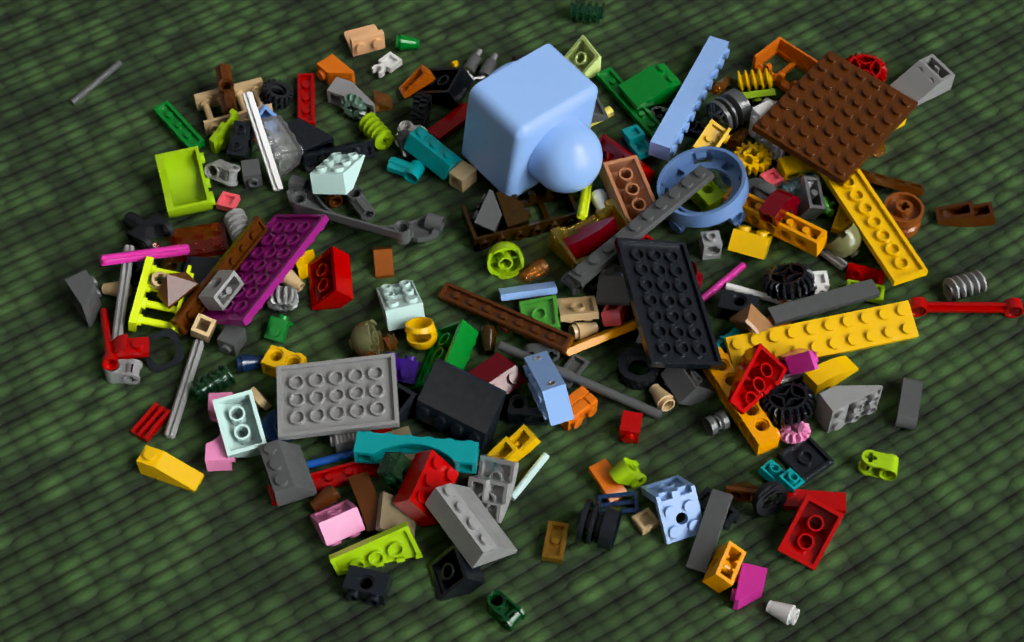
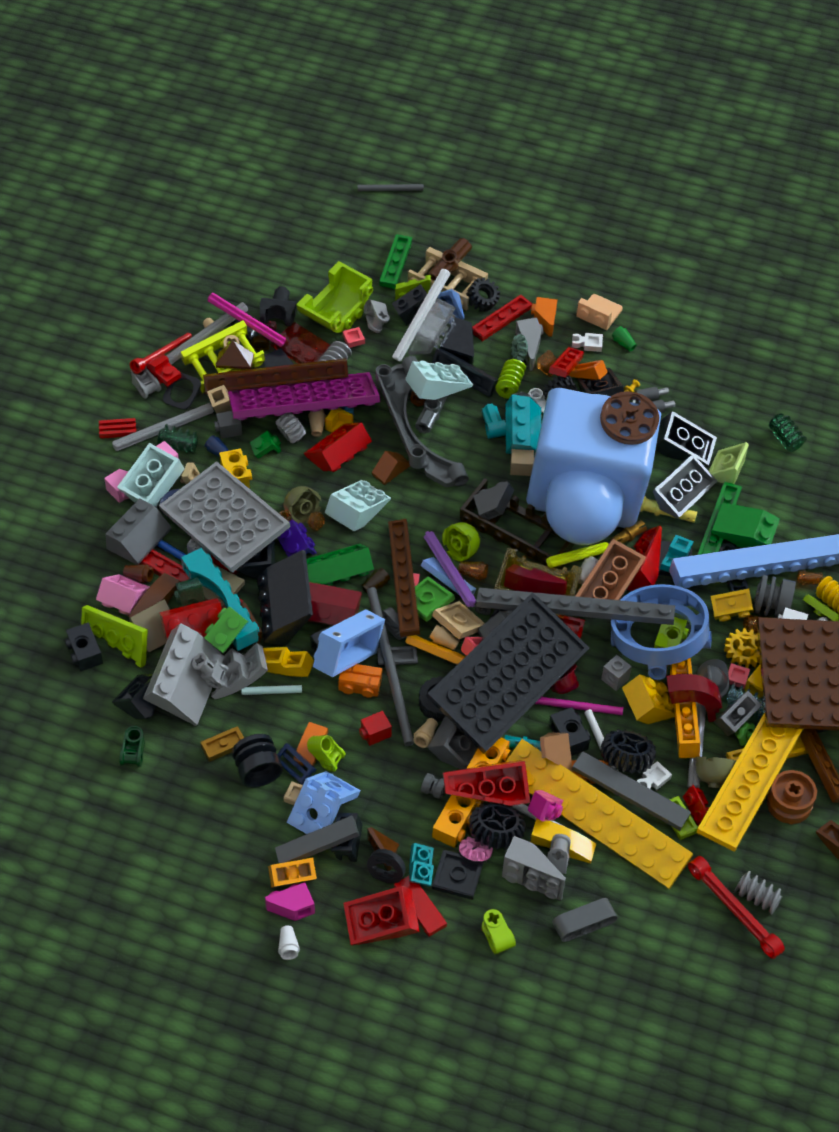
camera: 50 degrees right, 0 degrees up
(85, 295) = (183, 314): dark grey slope -> none
(166, 468) = (84, 464): yellow slope -> none
(221, 290) = (257, 384): light grey brick -> none
(251, 173) = (392, 332): dark grey brick -> none
(400, 86) = (566, 362): none -> red tile
(421, 333) = (338, 532): yellow helmet -> none
(460, 462) = (225, 629): none -> bright green bracket
(486, 501) = (212, 671): none -> light grey connector
(513, 211) = (509, 513): dark brown slope -> none
(526, 283) = (450, 569): none -> medium lavender axle
(539, 65) = (630, 424): none -> reddish brown wedge
(844, 376) = (559, 852): none -> light grey piece

